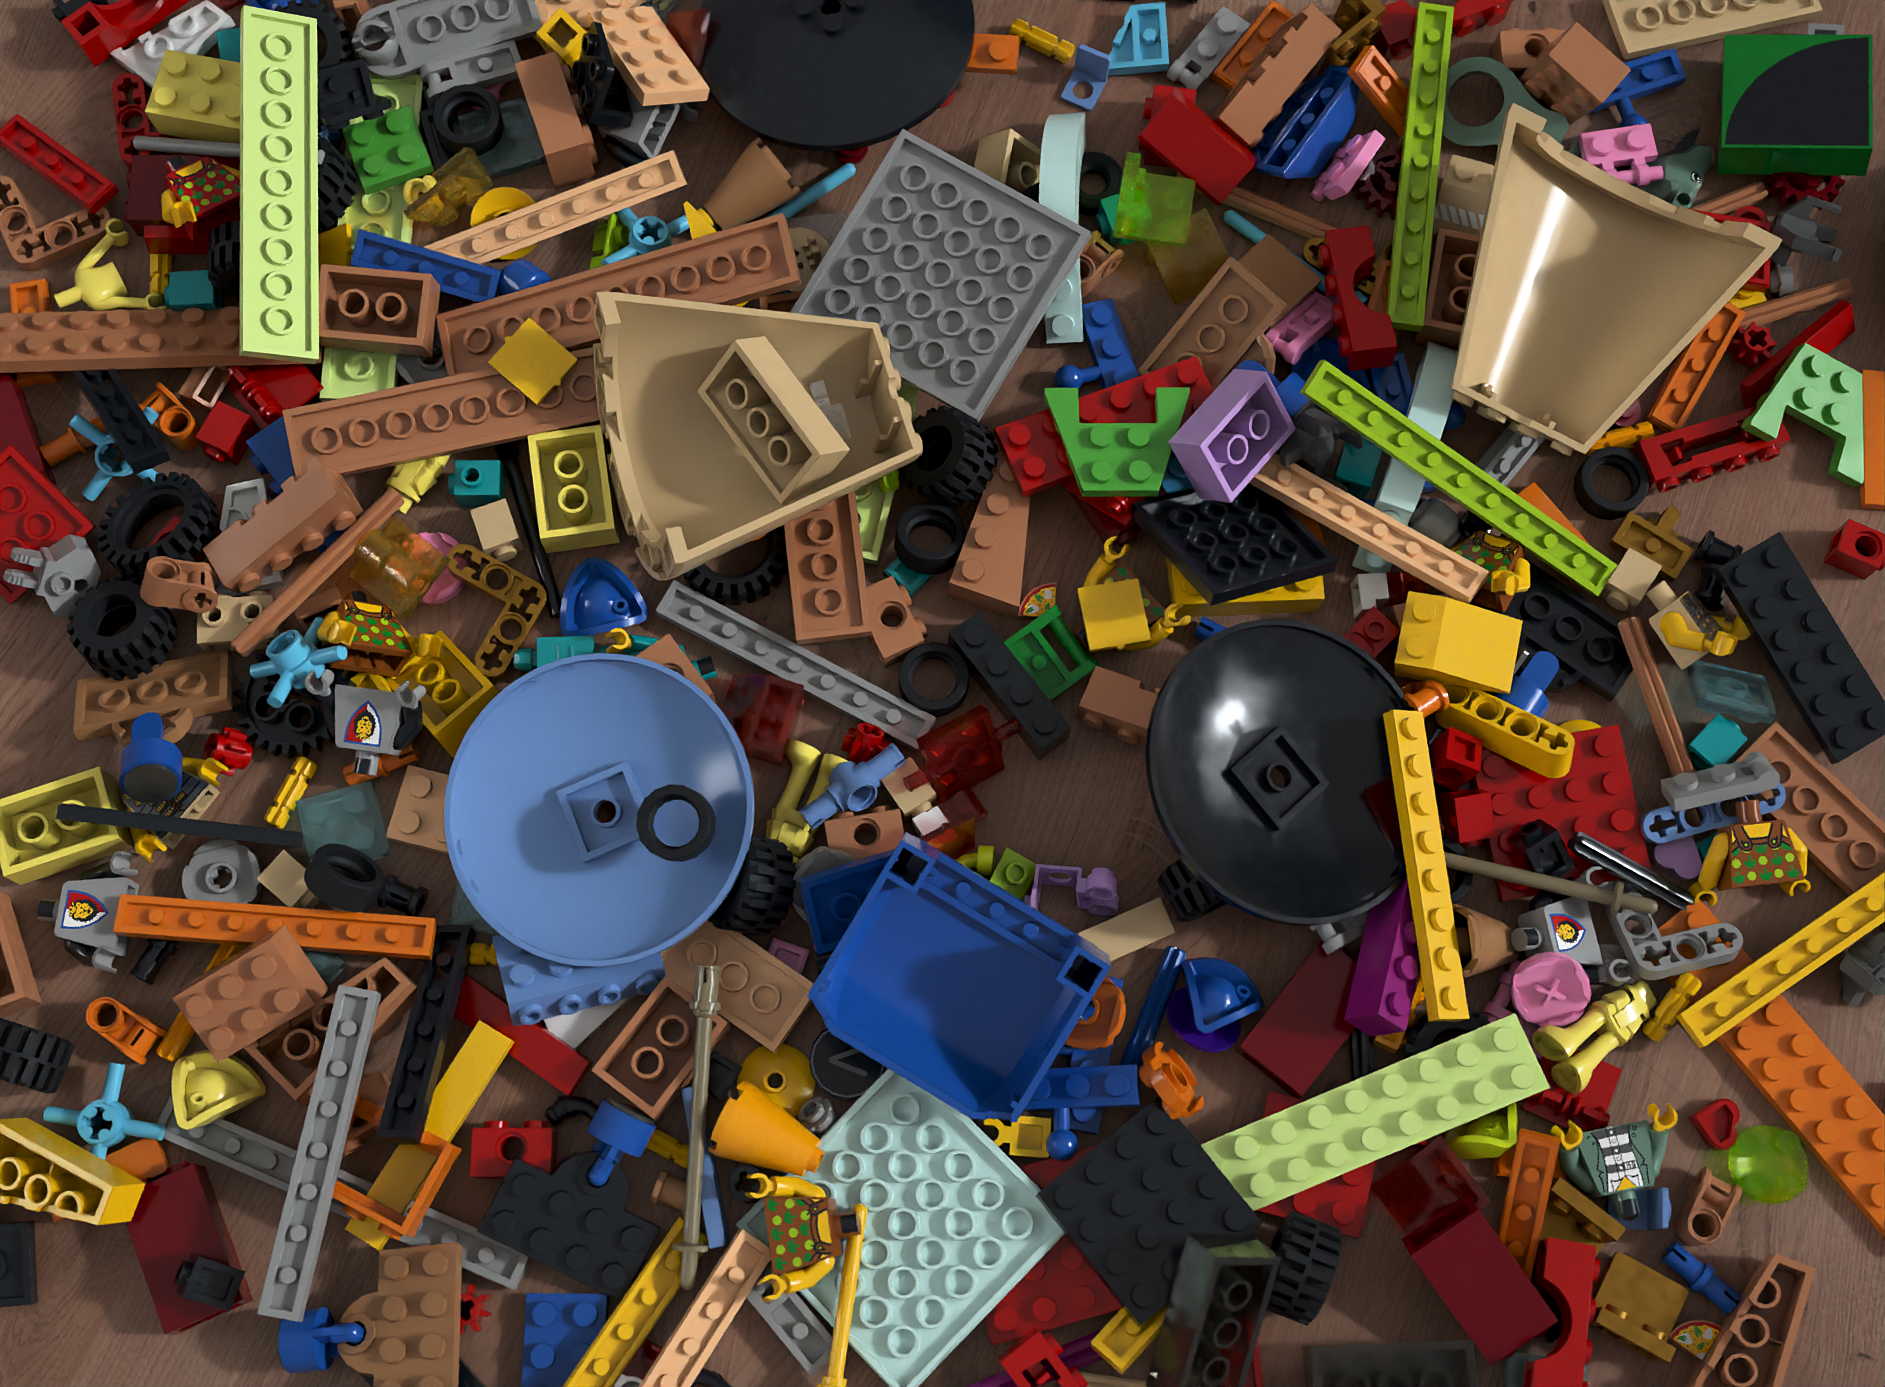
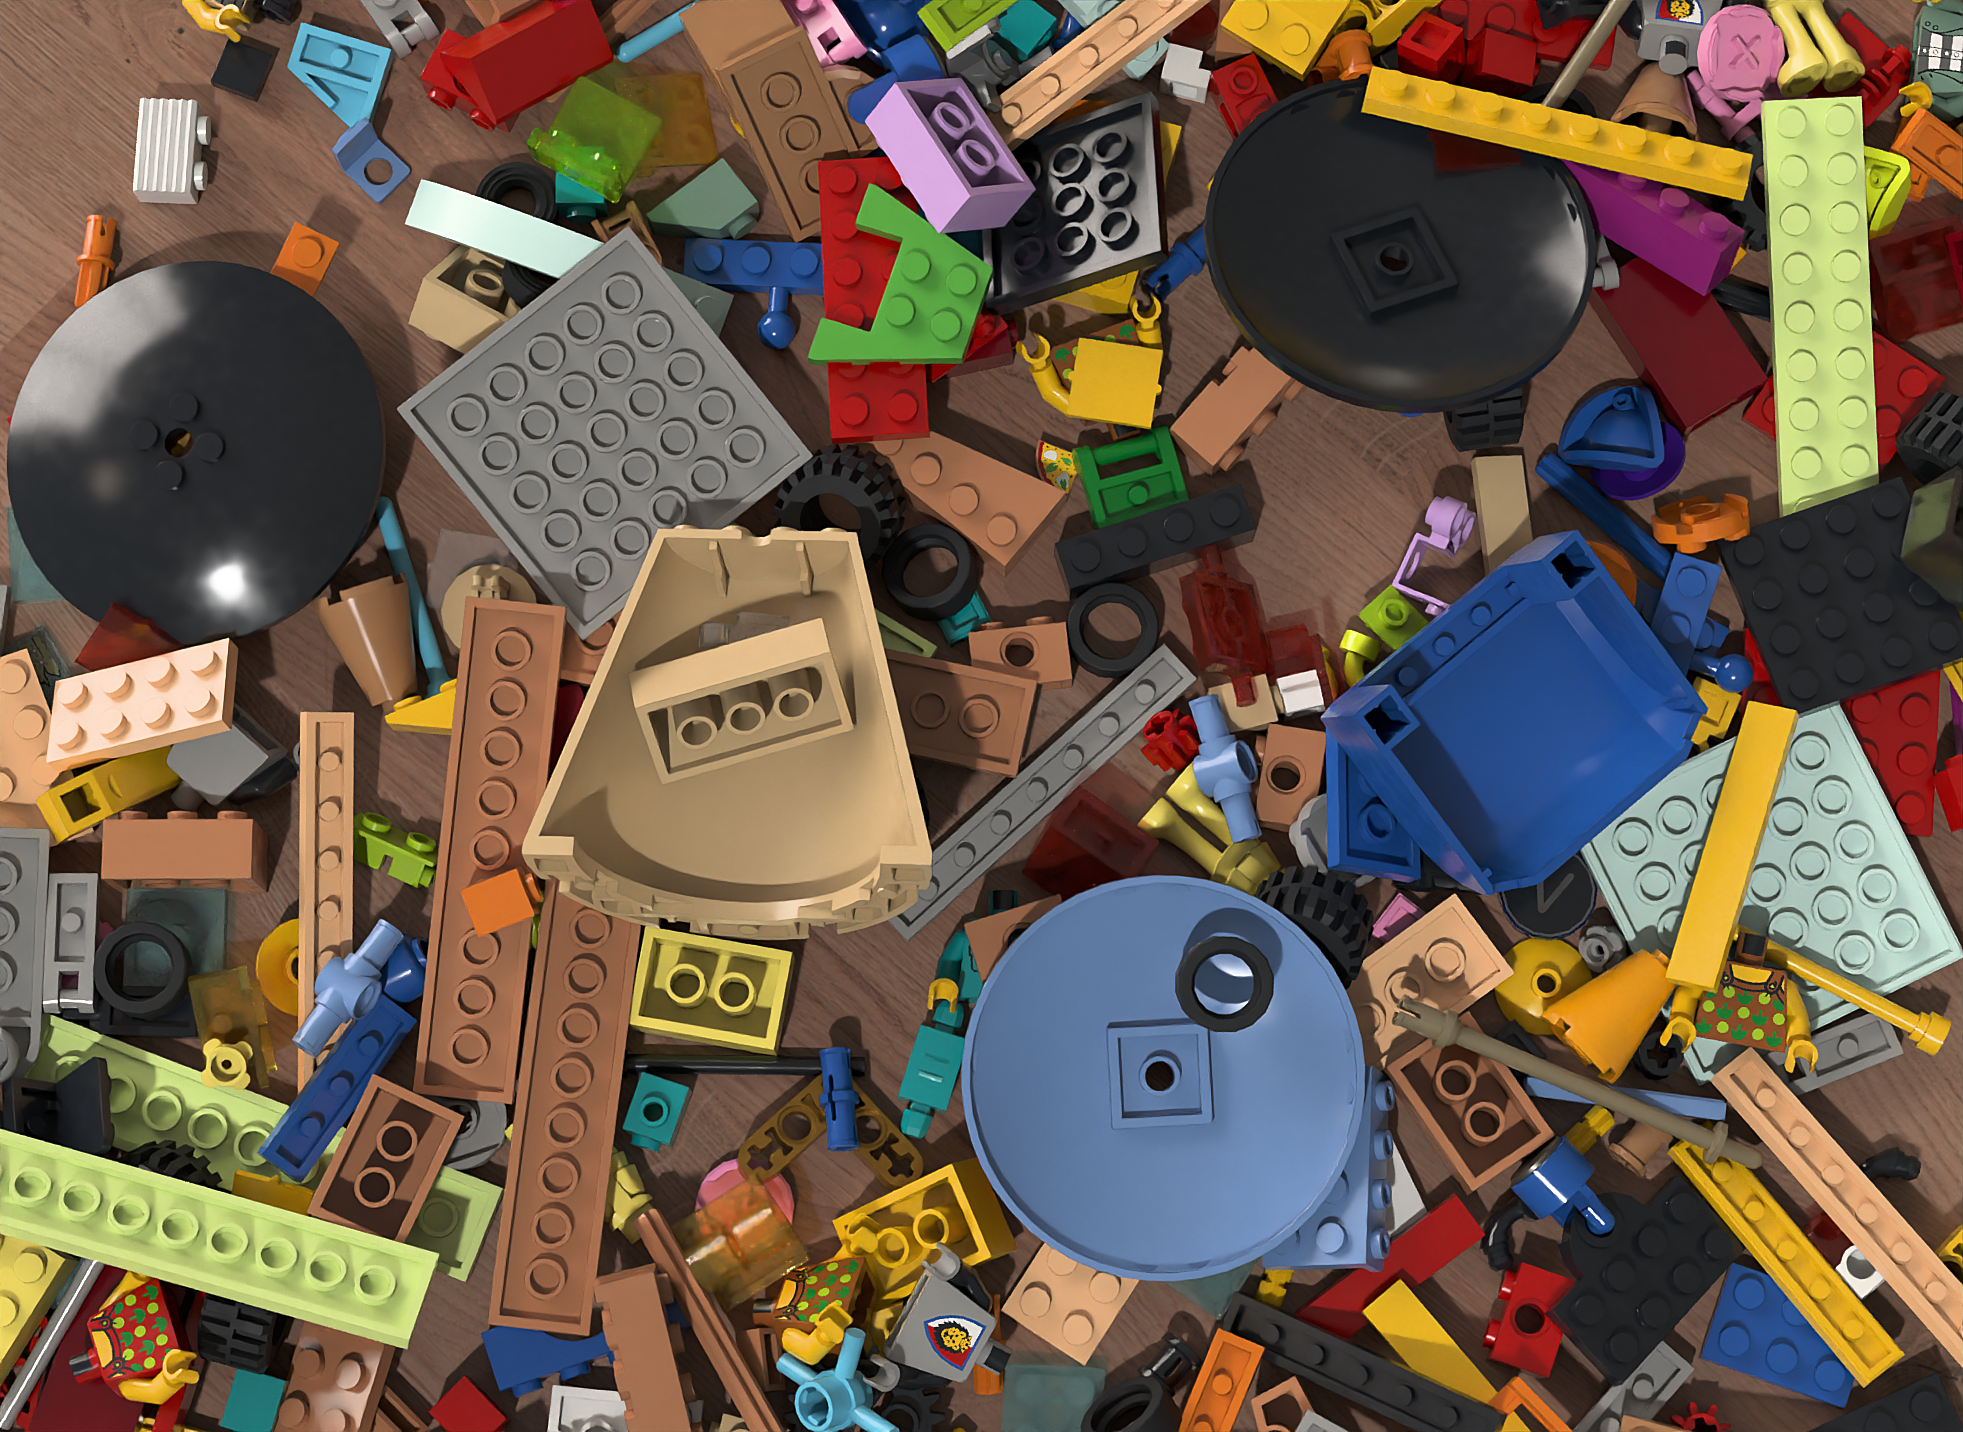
camera: 65 degrees left, 5 degrees up
(272, 388) = (441, 1346): red hinge -> none
(388, 150) = (150, 1087): bright green plate -> none
(492, 246) = (347, 988): none -> medium blue pin
(497, 530) = (730, 1106): tan brick -> none
(522, 599) = (839, 1099): none -> blue pin
(533, 361) = (537, 981): yellow piece -> none
(575, 312) = (502, 900): none -> orange brick
(599, 600) = (868, 1006): blue hat -> none
(600, 82) = (171, 774): black bracket -> none
(646, 234) = (401, 774): medium azure bar -> none
(920, 1181) = (1732, 846): none -> yellow tile
(1042, 41) = (290, 197): yellow axle -> none
(1139, 303) = (707, 207): none -> sand green slope

